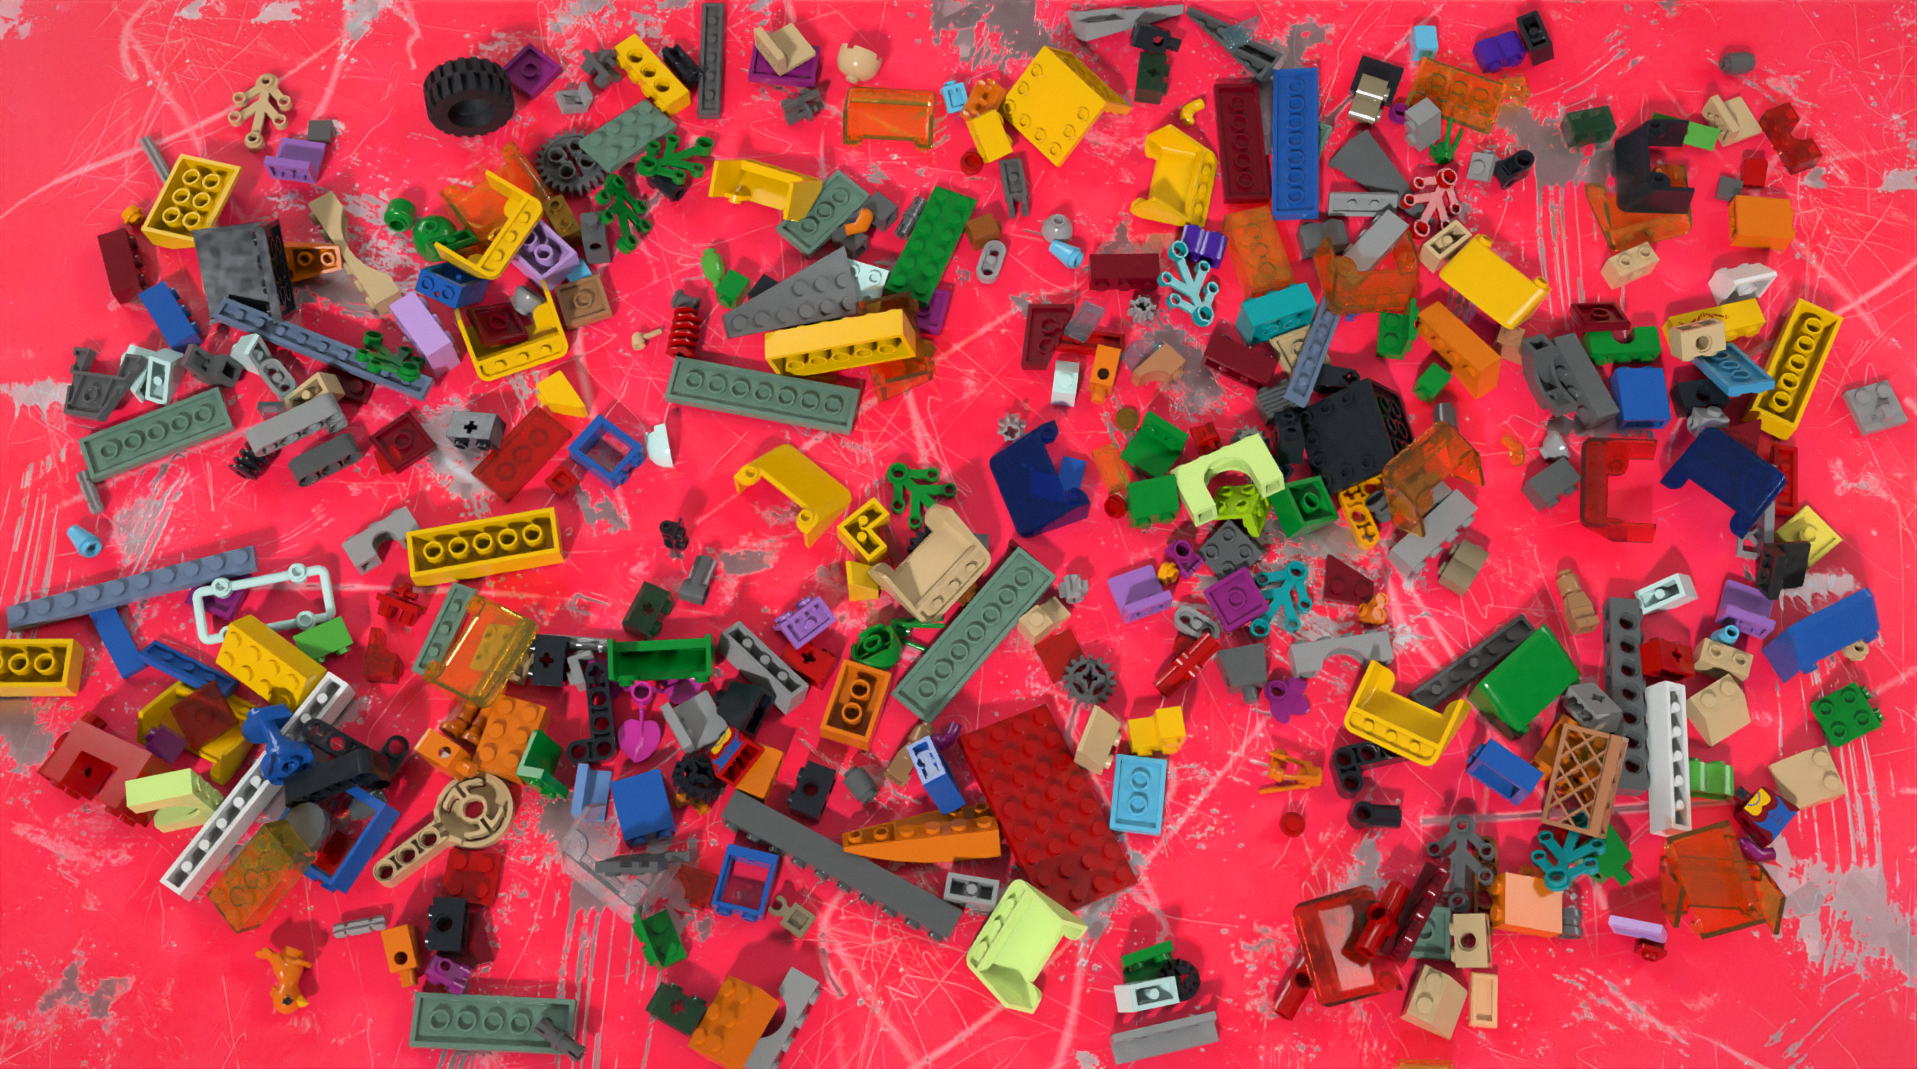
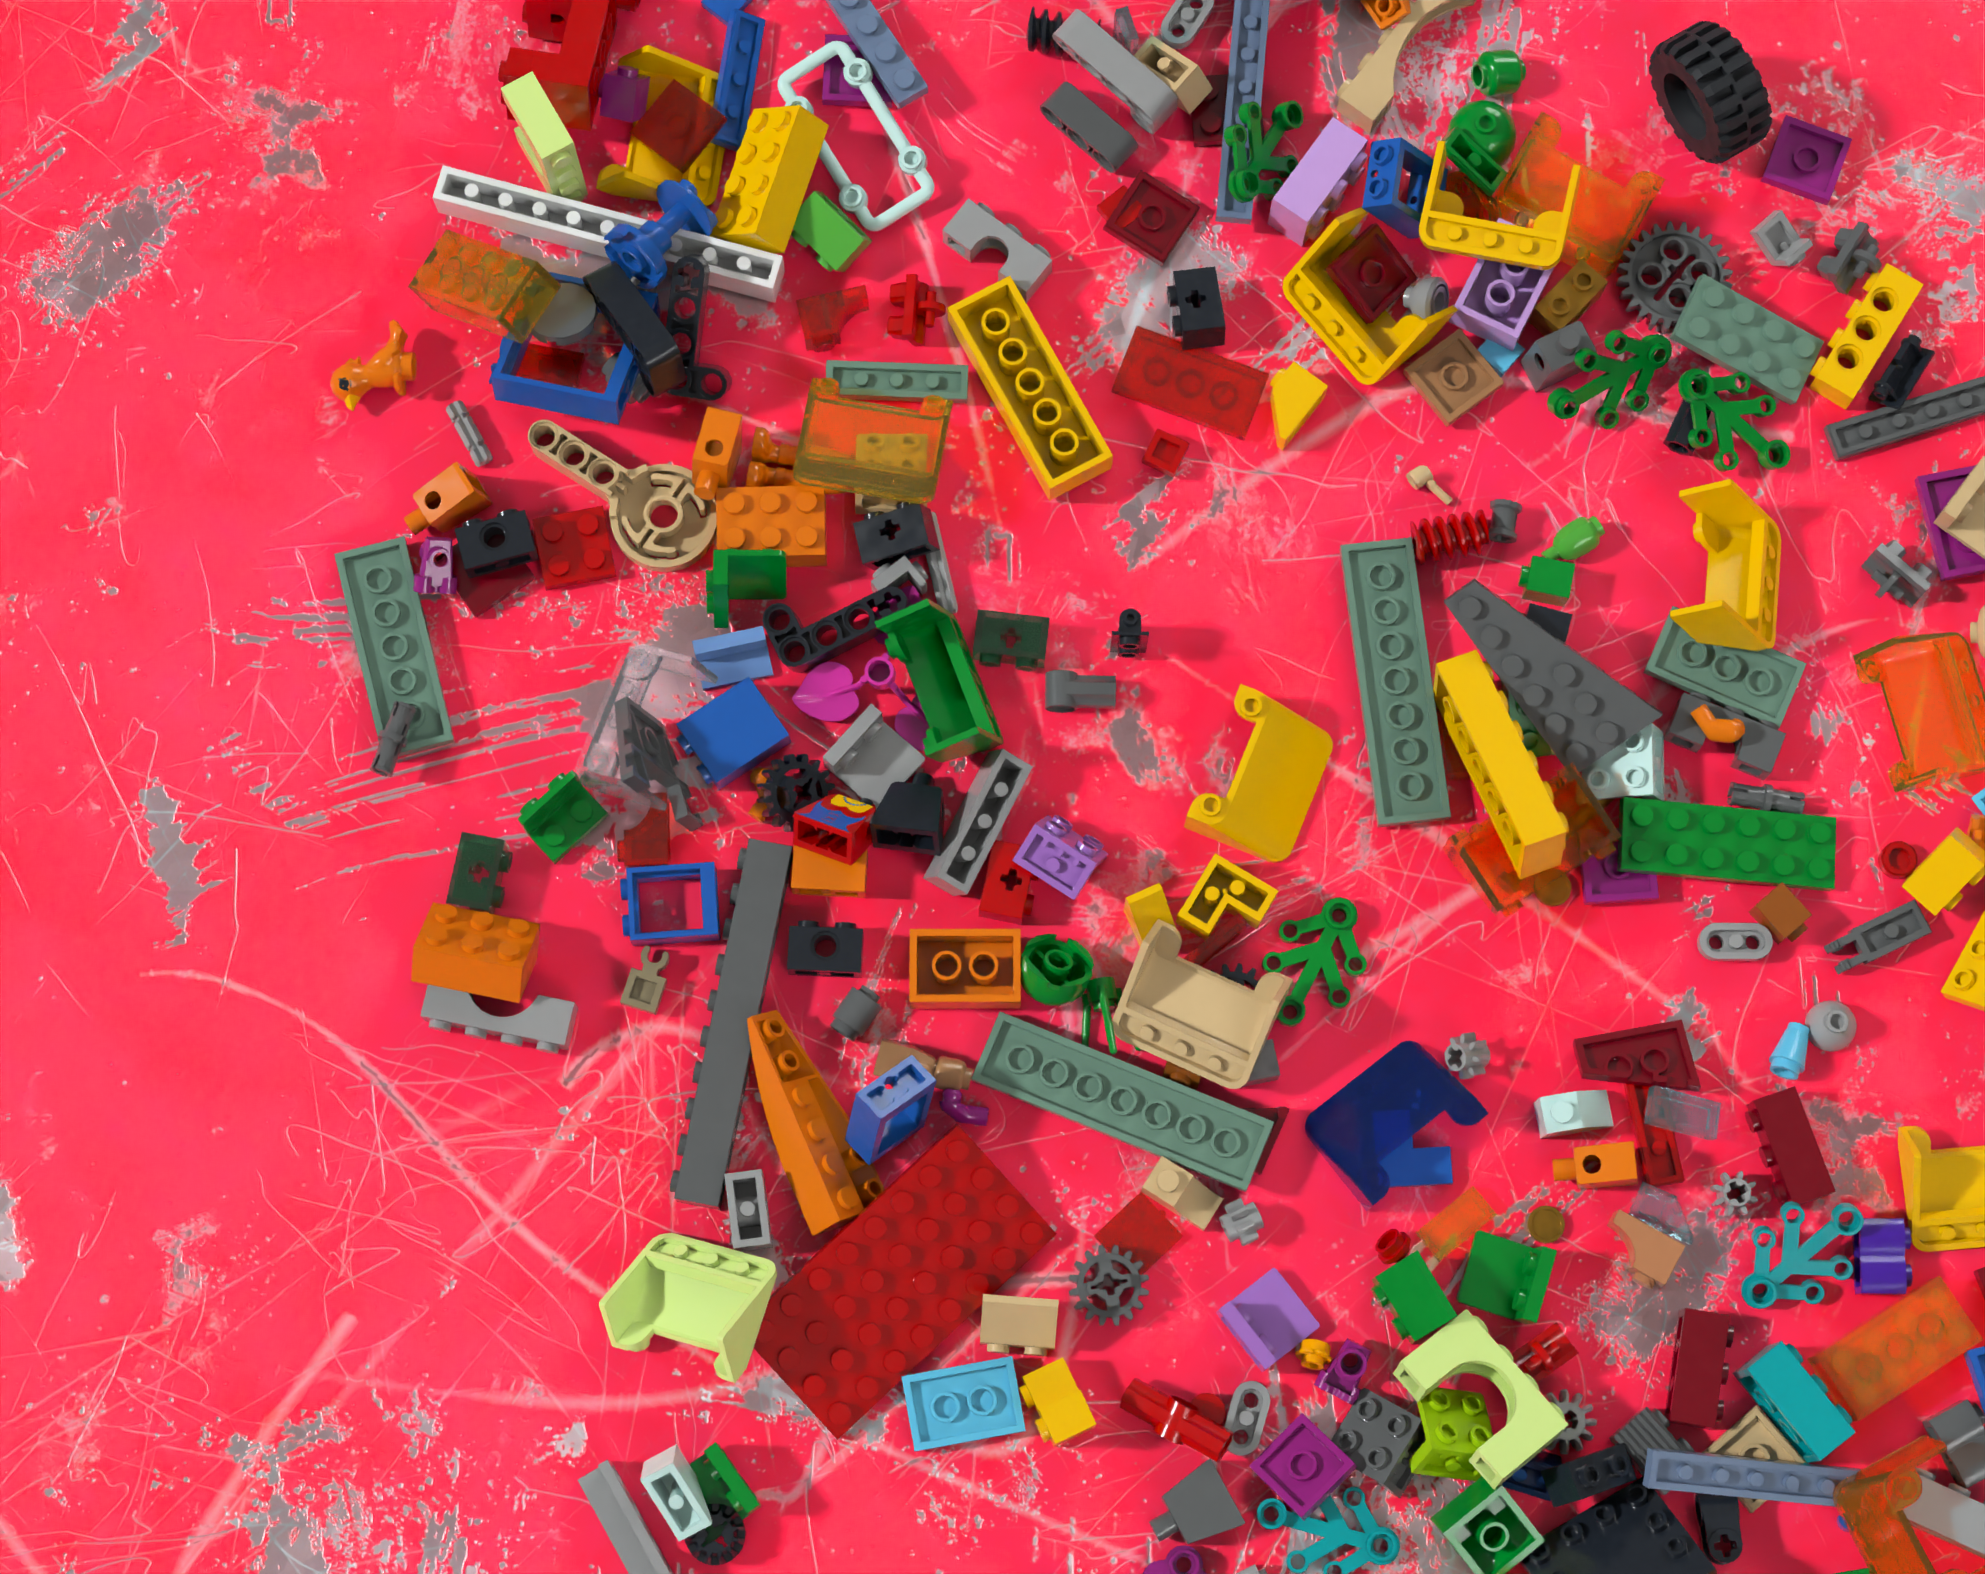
camera: 75 degrees right, 10 degrees up
(588, 440) = (1240, 464): blue window -> none
(658, 446) = (1265, 566): light aqua brick -> none

